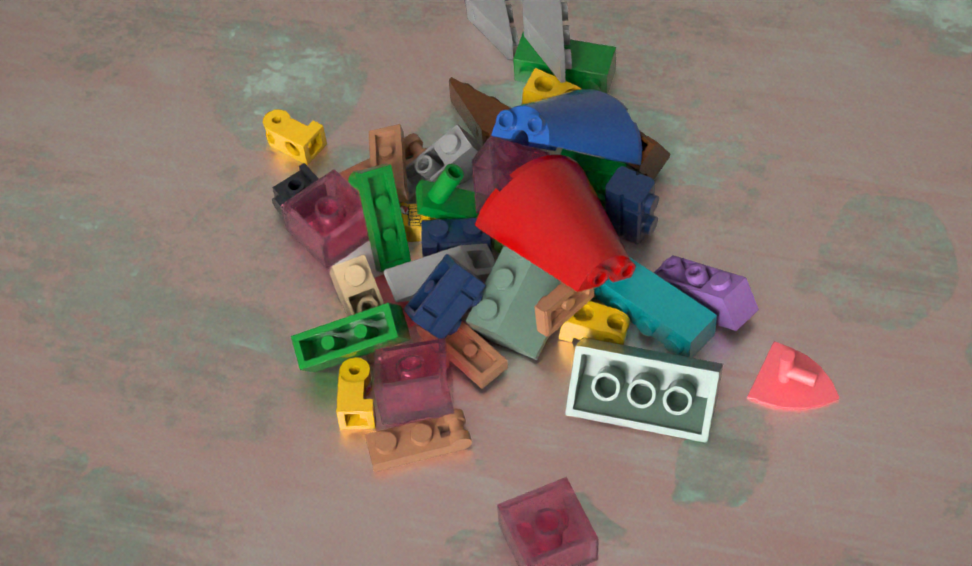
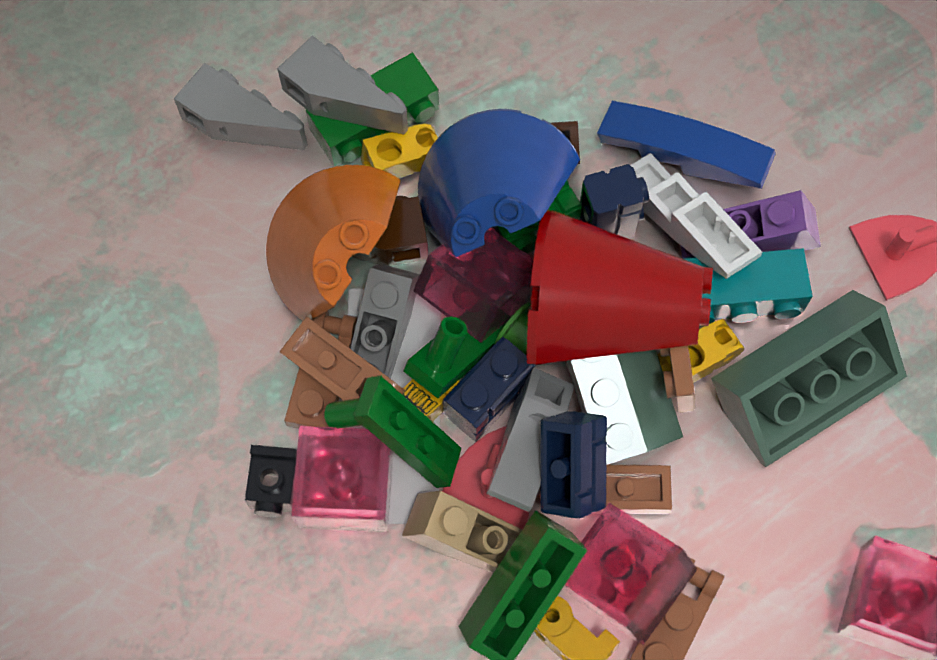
camera: 50 degrees left, 15 degrees up
(294, 137) = (190, 423): yellow leg -> none
(445, 75) = (320, 228): none -> orange cone
(669, 244) = (695, 220): none -> white slope
(722, 216) = (693, 145): none -> blue slope

